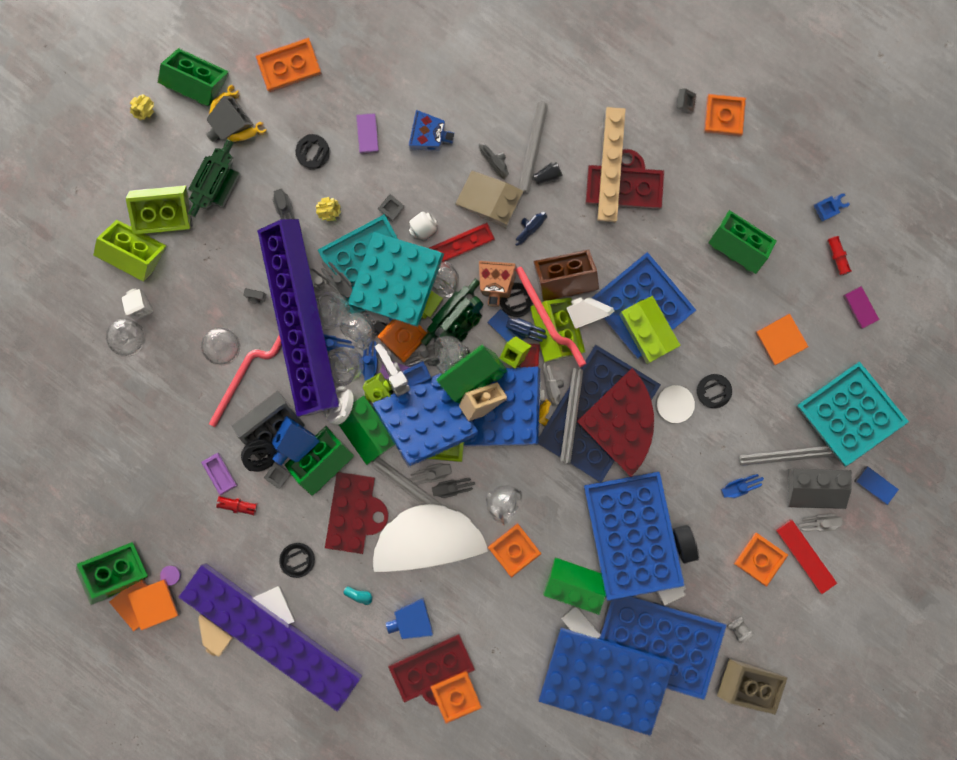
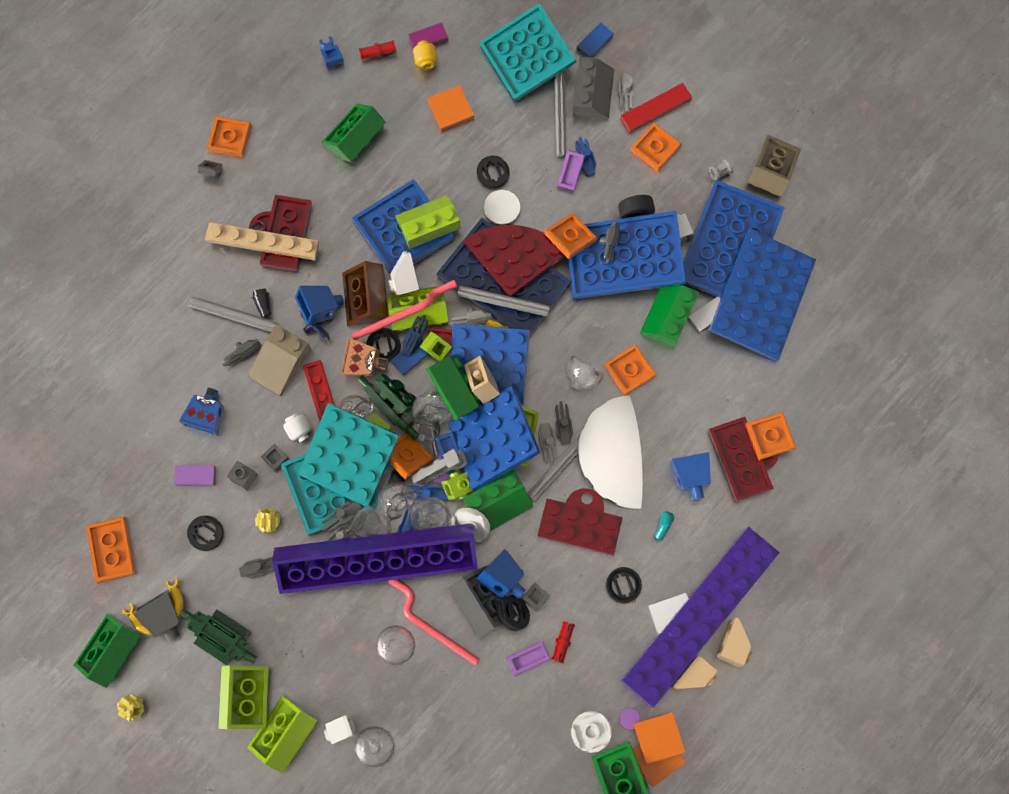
camera: 80 degrees left, 10 degrees down
(156, 539) = (591, 731): none -> white tile
(243, 670) = (734, 645): none -> tan slope
(254, 296) = (347, 604): dark grey plate -> none
(320, 462) = (526, 549): green slope -> none
(369, 178) = (242, 475): none -> dark grey brick
(550, 229) = (317, 303): none -> blue torso
(644, 519) = (610, 241): none -> dark grey piece
(647, 477) = (570, 235): none -> orange tile
(723, 472) = (571, 170): none -> medium lavender tile
(837, 306) = (425, 55): none -> yellow head

